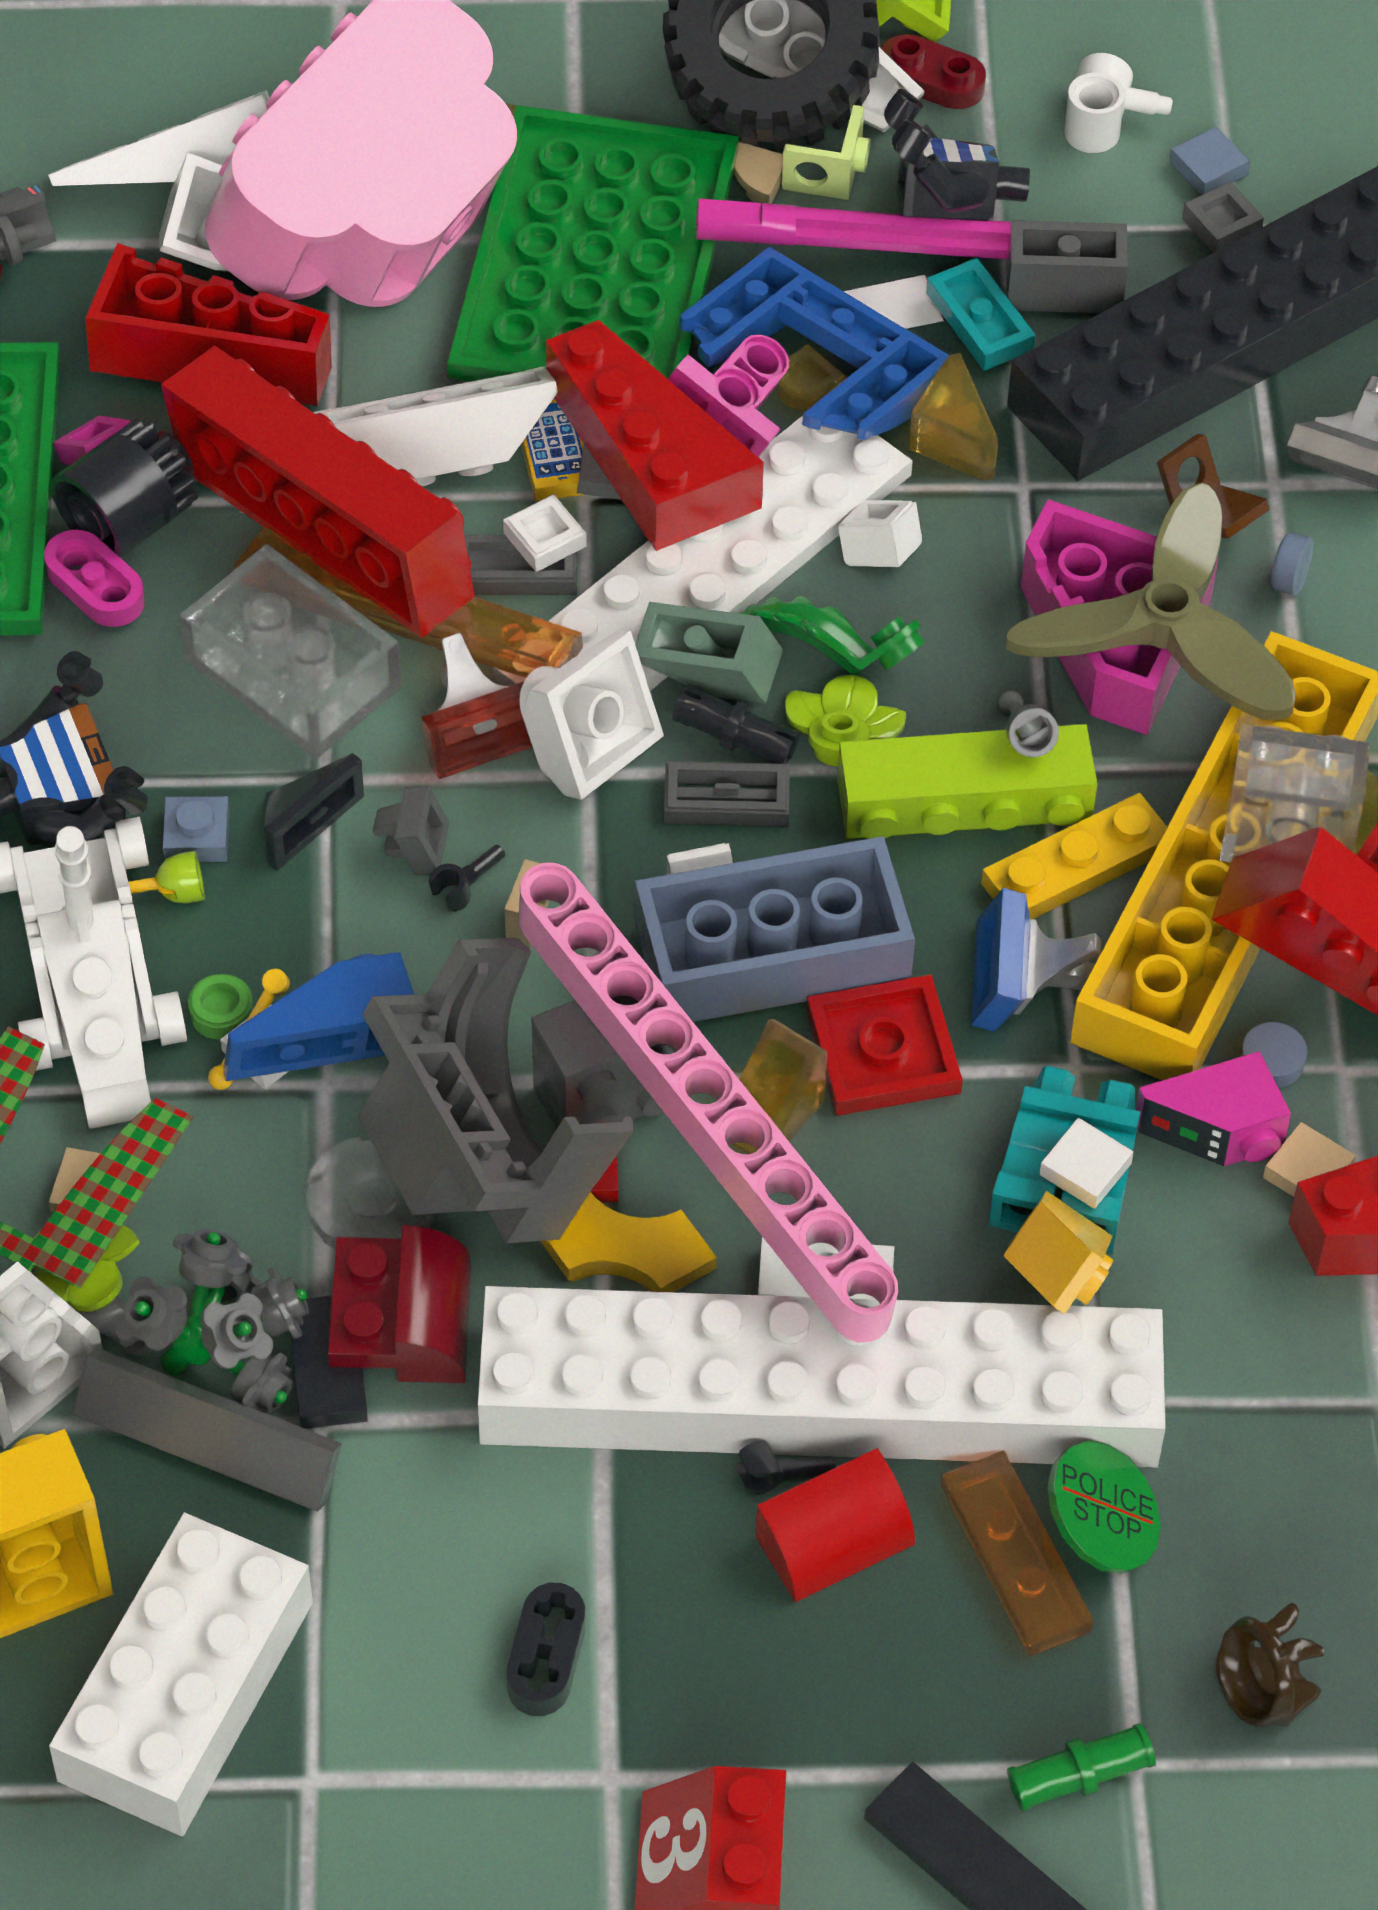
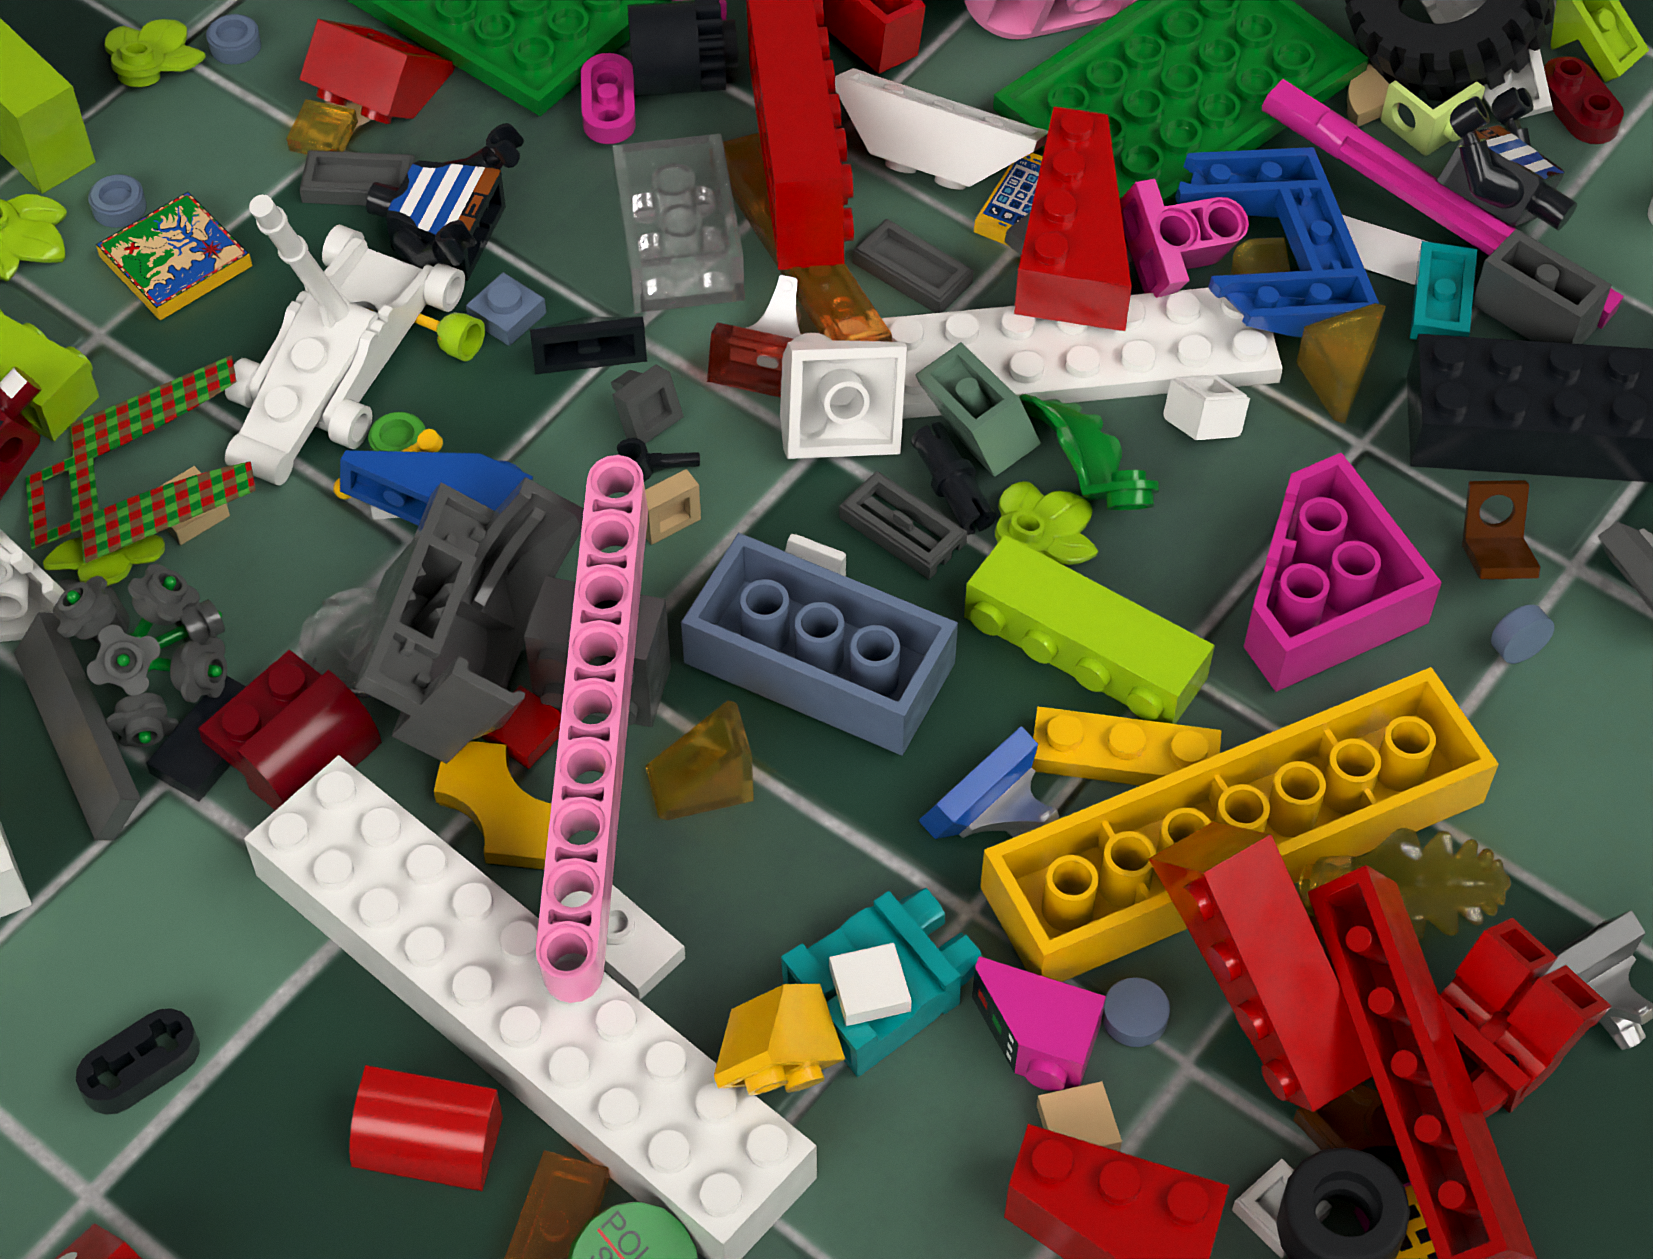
camera: 40 degrees right, 0 degrees up
(544, 533) = (945, 252): white tile -> none
(763, 1472) = (422, 1050): black hand -> none
(884, 1045) = (834, 789): red tile -> none
(1035, 737) = (1161, 614): hinge -> none
(1171, 617) = (1357, 640): olive piece -> none
(1292, 785) = (1301, 794): clear brick -> none

